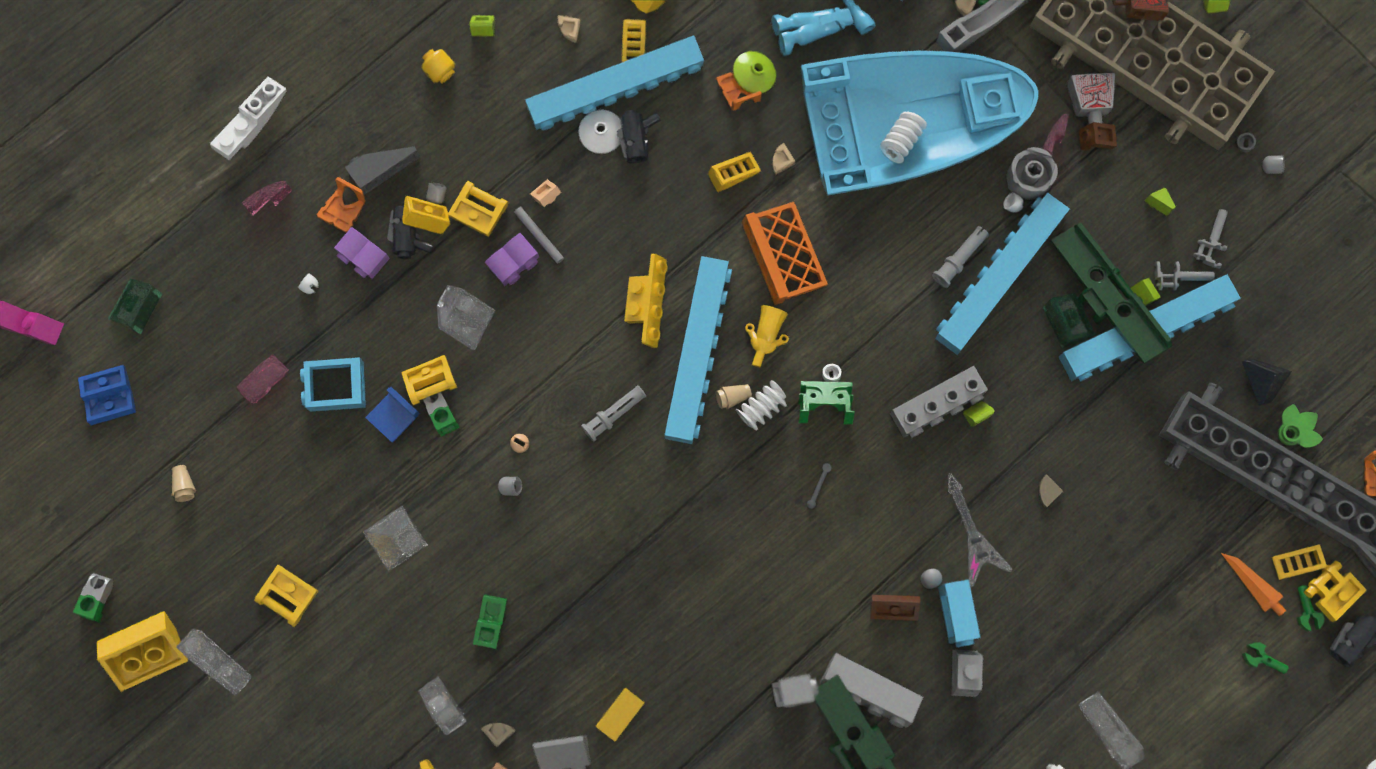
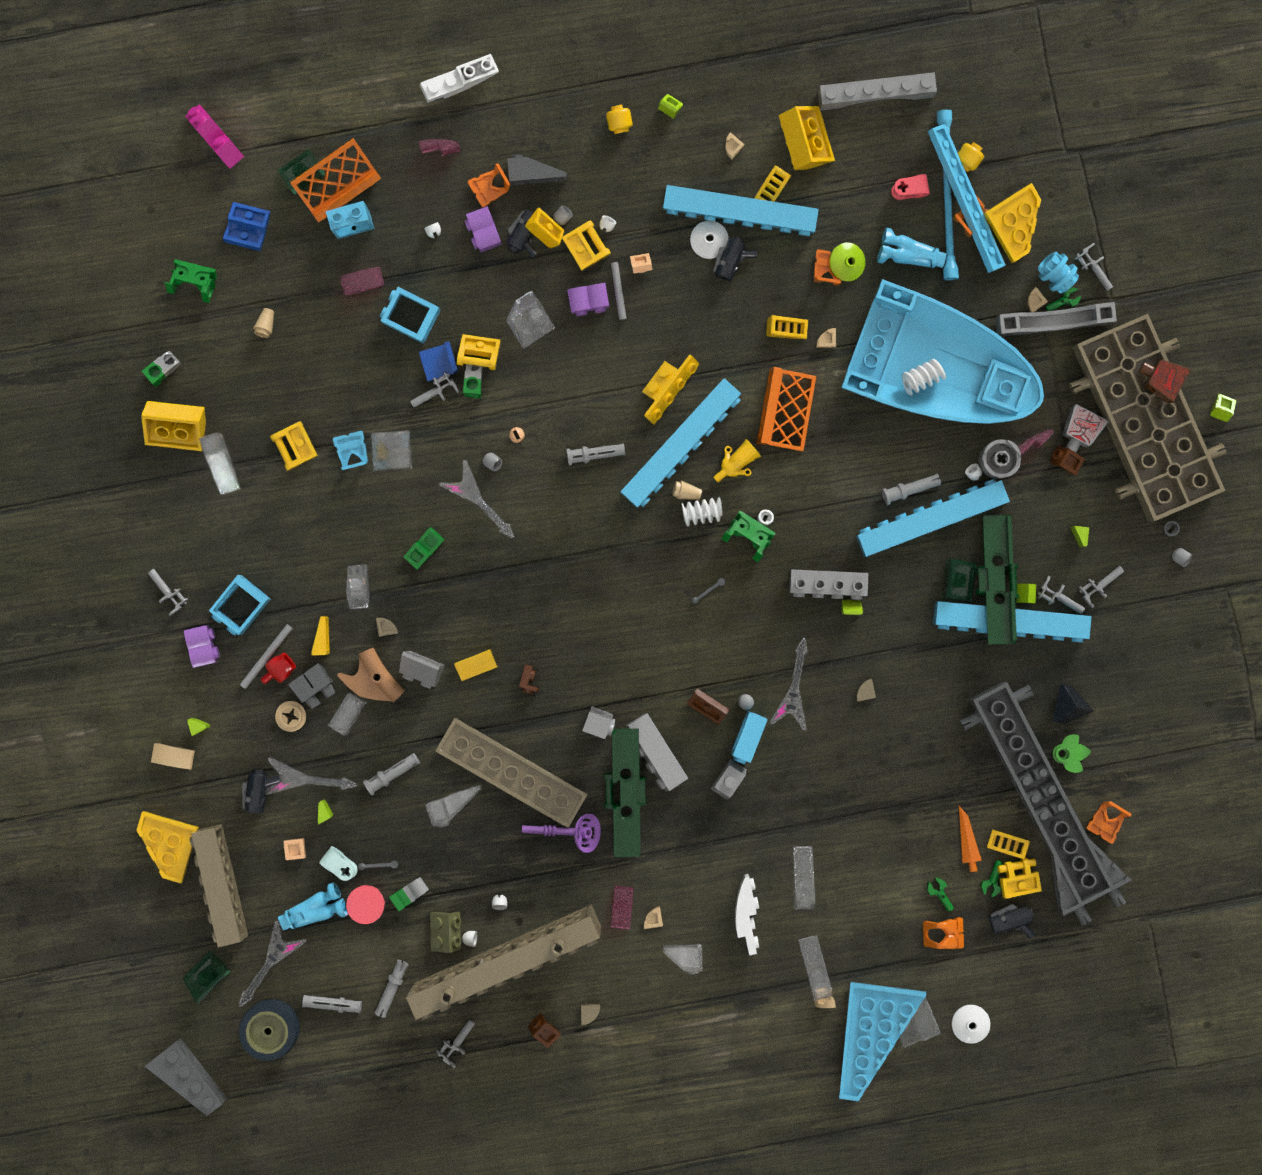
camera: 30 degrees right, 10 degrees up
(82, 474) = (198, 275): none -> green piece
(193, 301) = (344, 194): none -> orange fence
(210, 319) = (344, 218): none -> medium azure window
(347, 557) = (351, 444): none -> medium azure piece
(405, 449) = (433, 392): none -> light grey piece
(487, 173) = (607, 223): none -> white hinge
(502, 530) = (469, 490): none -> clear piece
(683, 691) = (528, 675): none -> reddish brown bracket
(1301, 688) = (952, 928): none -> orange piece

